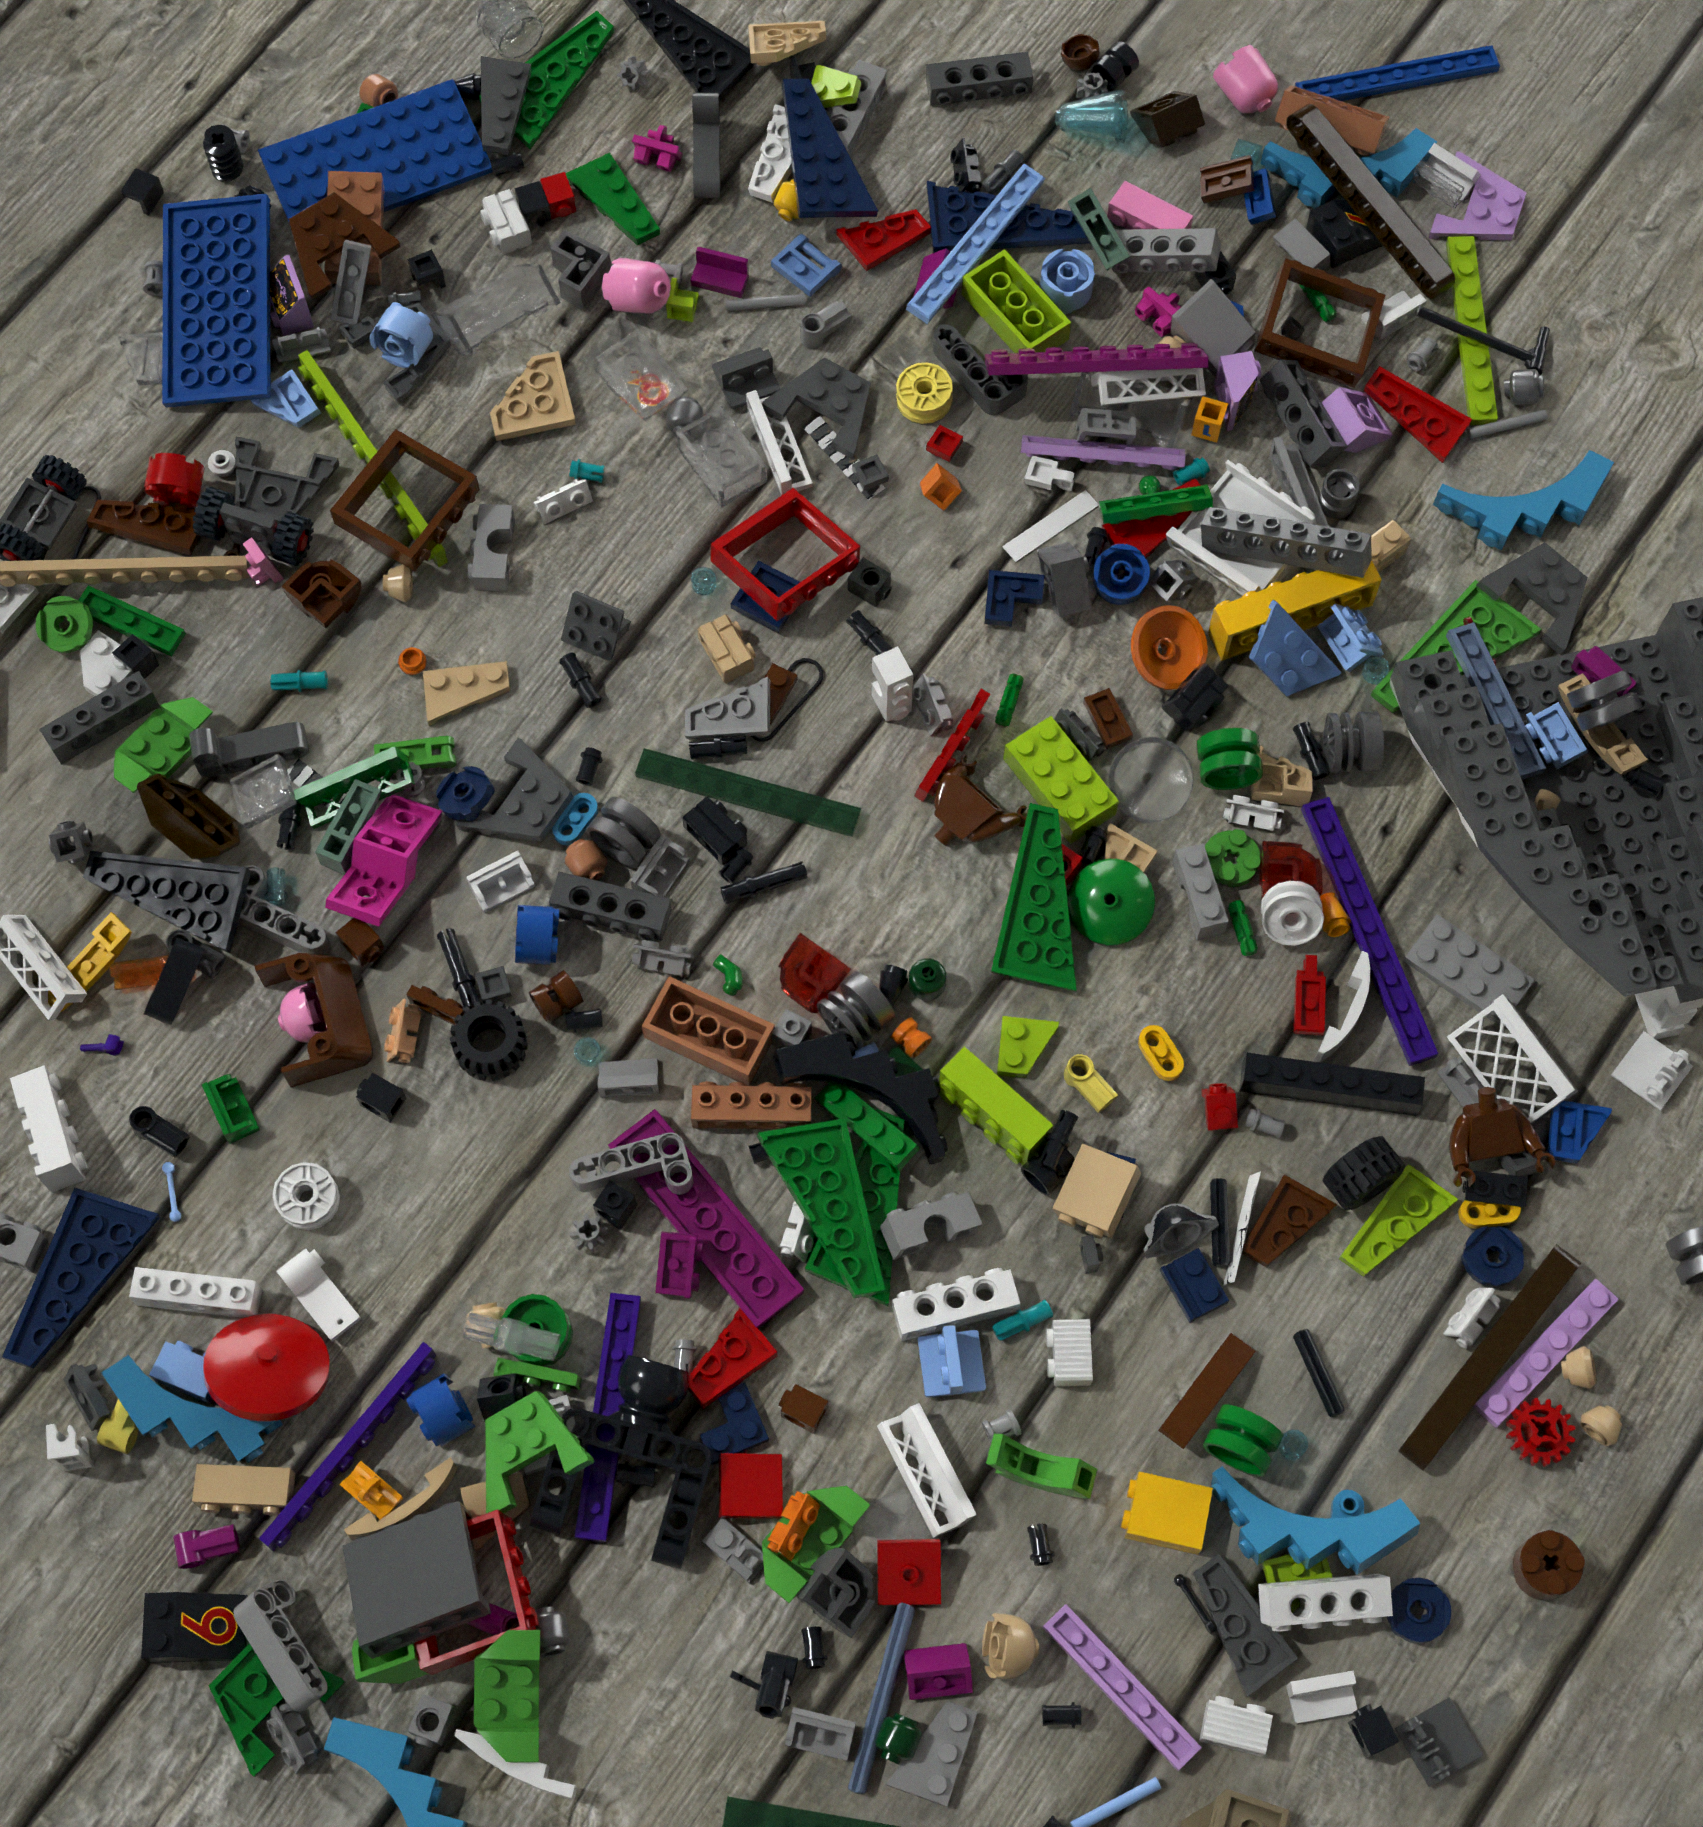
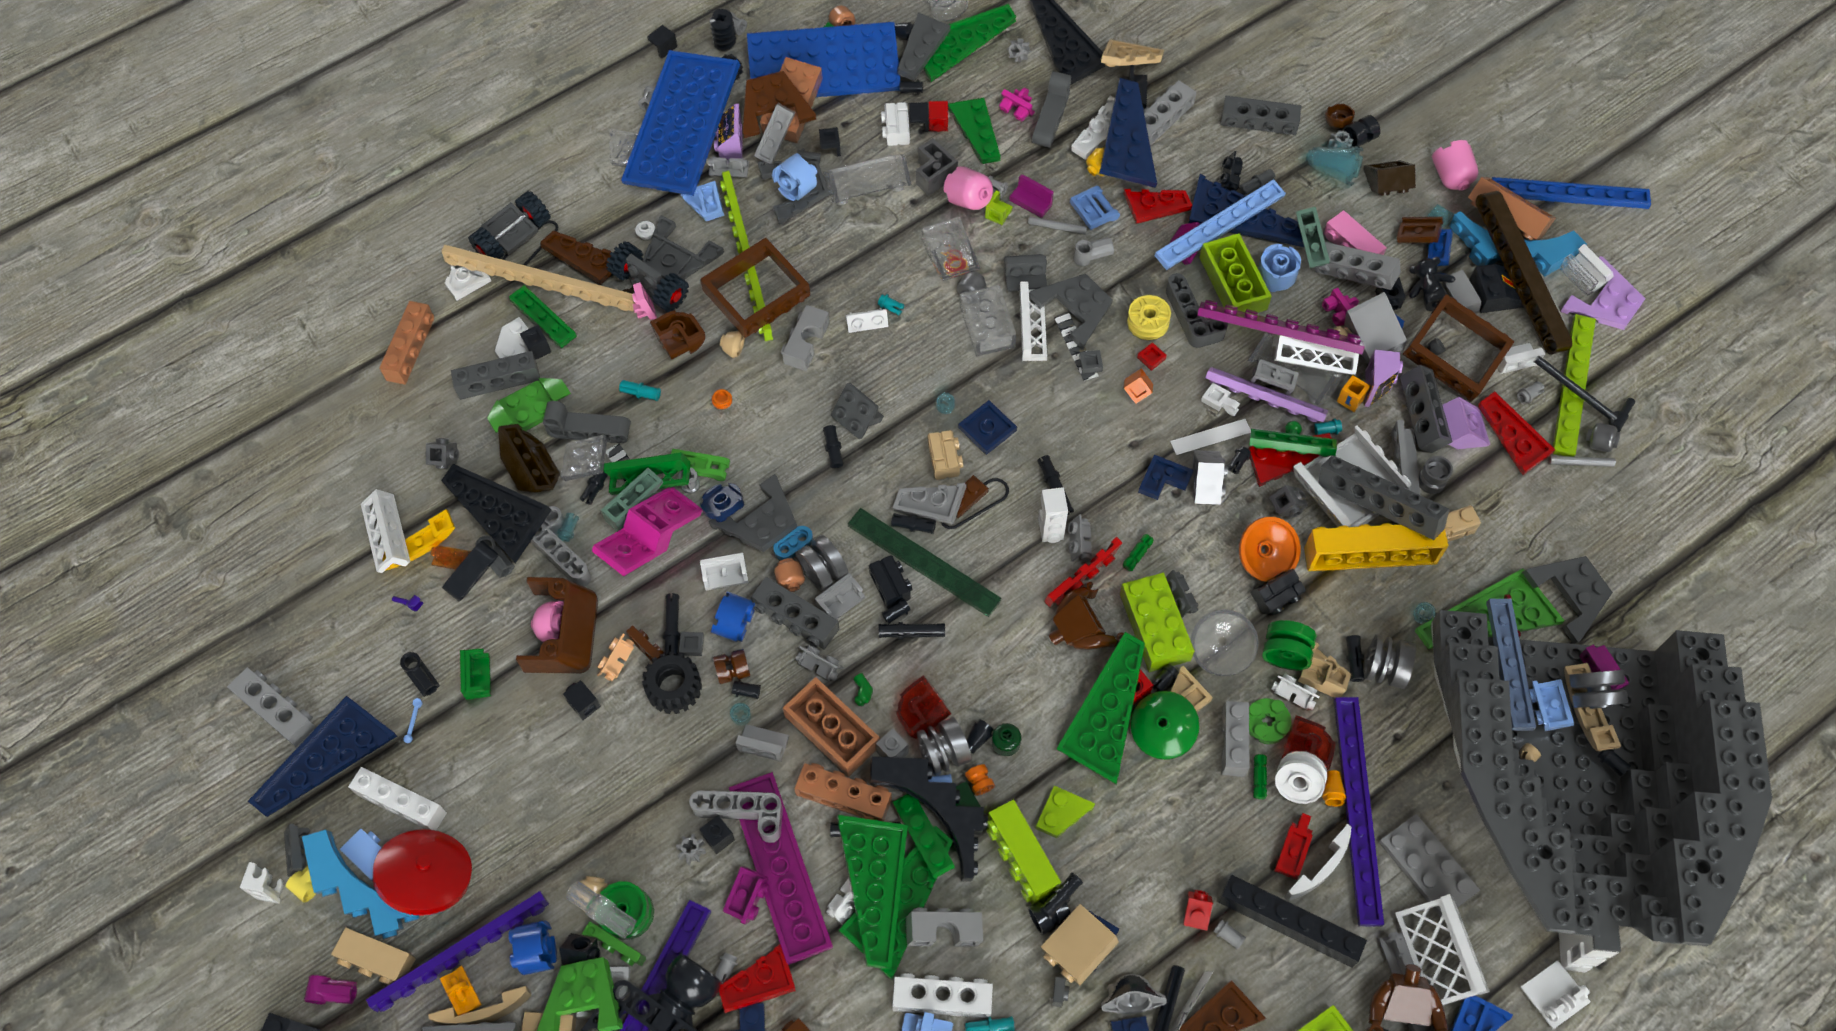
camera: 20 degrees right, 5 degrees down
(48, 1128) = (345, 649): white wedge -> none
(77, 633) = (506, 311): bright green plate -> none
(173, 480) = (606, 230): red brick -> none
(318, 1293) = (482, 829): white door -> none
(319, 1208) = (492, 745): white wheel -> none
(360, 941) = (610, 583): reddish brown brick -> none
(460, 687) = (745, 427): tan wing -> none
(534, 400) = (872, 247): tan plate -> none
(590, 759) = (817, 508): black pin -> none
(765, 521) = (1001, 374): red window -> none
(835, 86) = (1155, 93): lime wing -> none
(866, 572) = (1063, 430): pearl dark grey brick -> none
(1091, 1085) = (1103, 860): light yellow piece -> none
(1108, 718) = (1207, 588): reddish brown plate -> none
(1135, 568) = (1243, 476): blue brick -> none
(1161, 1054) = (1166, 853): yellow plate -> none
(1259, 246) = (1430, 282): none -> black piece
(1289, 654) = (1360, 581): medium blue wing -> none
(1320, 303) = (1463, 335): green axle -> none
(1350, 637) = (1411, 582): light blue bracket -> none
(1363, 1173) = (1294, 1001): black tyre -> none
(1531, 511) = (1582, 531): dark azure arch -> none

